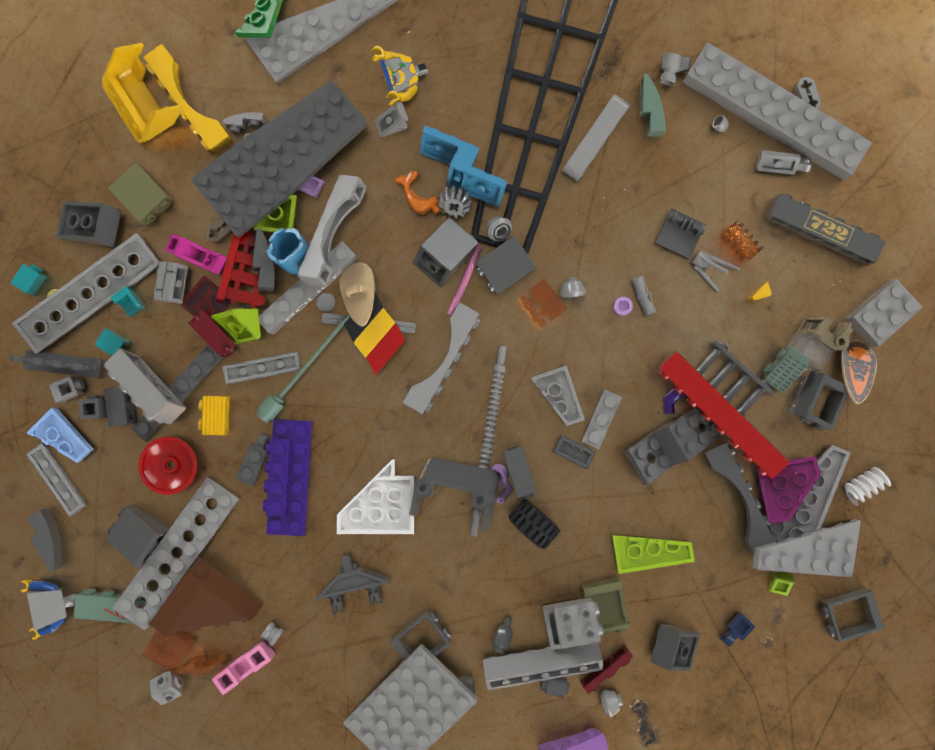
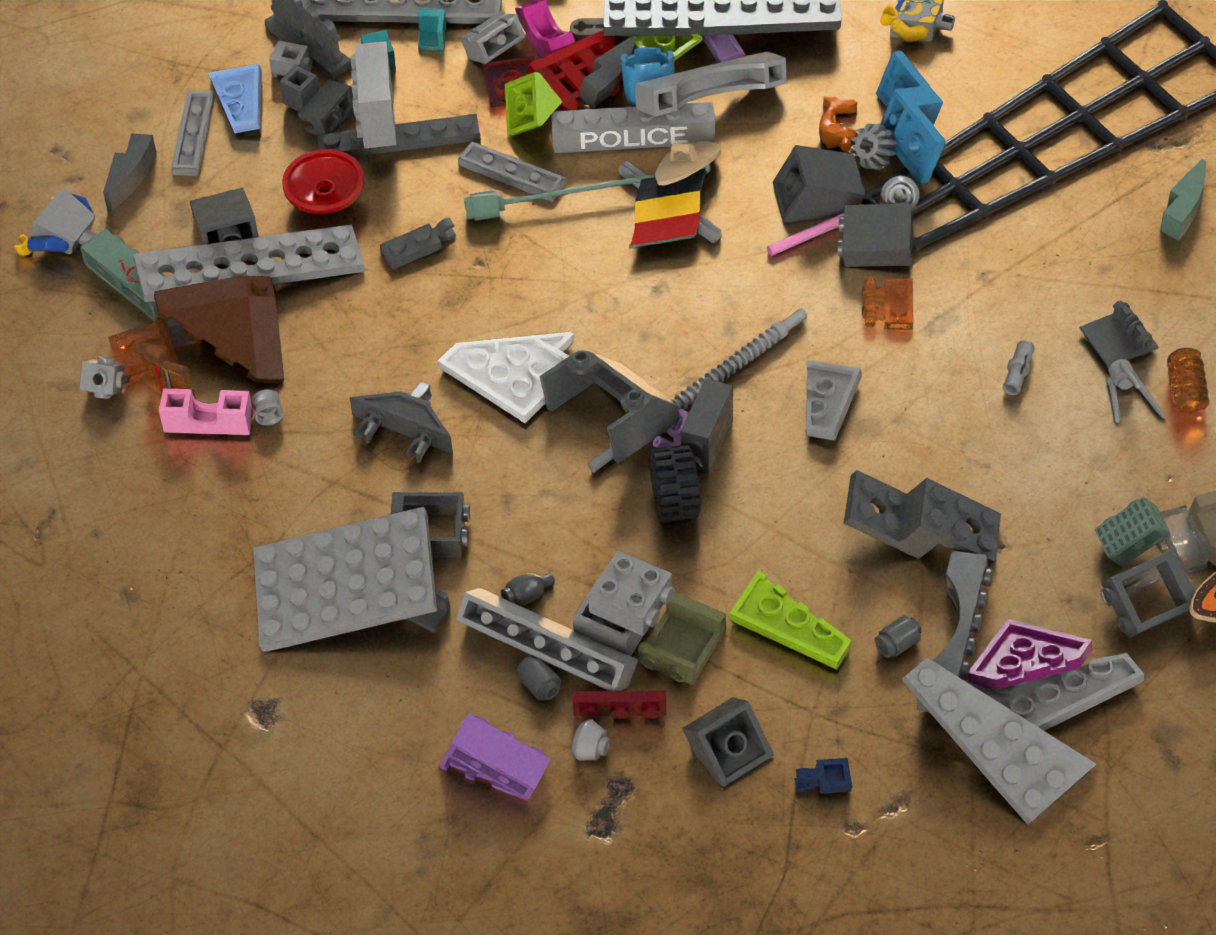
camera: 40 degrees right, 35 degrees down
(212, 333) = (491, 101): dark red brick -> none
(214, 415) = (418, 175): yellow brick -> none
(288, 477) = (436, 282): dark purple plate -> none
(326, 302) = (641, 157): light grey piece -> none
(392, 120) = (872, 45): light grey slope -> none
(421, 394) = (671, 295): light grey arch -> none
(572, 288) = (936, 306): light grey cone -> none
(574, 452) = (791, 462): dark grey plate -> none
(596, 137) = (1094, 190): light grey beam -> none
(601, 419) = (855, 454): light grey plate -> none
(622, 306) = (983, 364): lavender tile -> none
(671, 398) = (965, 483): dark purple arm -> none
(711, 520) = (898, 636): none -> dark grey brick
(723, 414) = (1008, 518): red brick -> none
(761, 292) = (1166, 447): yellow slope -> none
(762, 386) = (1023, 526): dark grey fence -> none
(781, 582) = (929, 769): lime slope -> none
(865, 484) = (1136, 726): white piece -> none
(870, 608) = (999, 835): dark grey window -> none

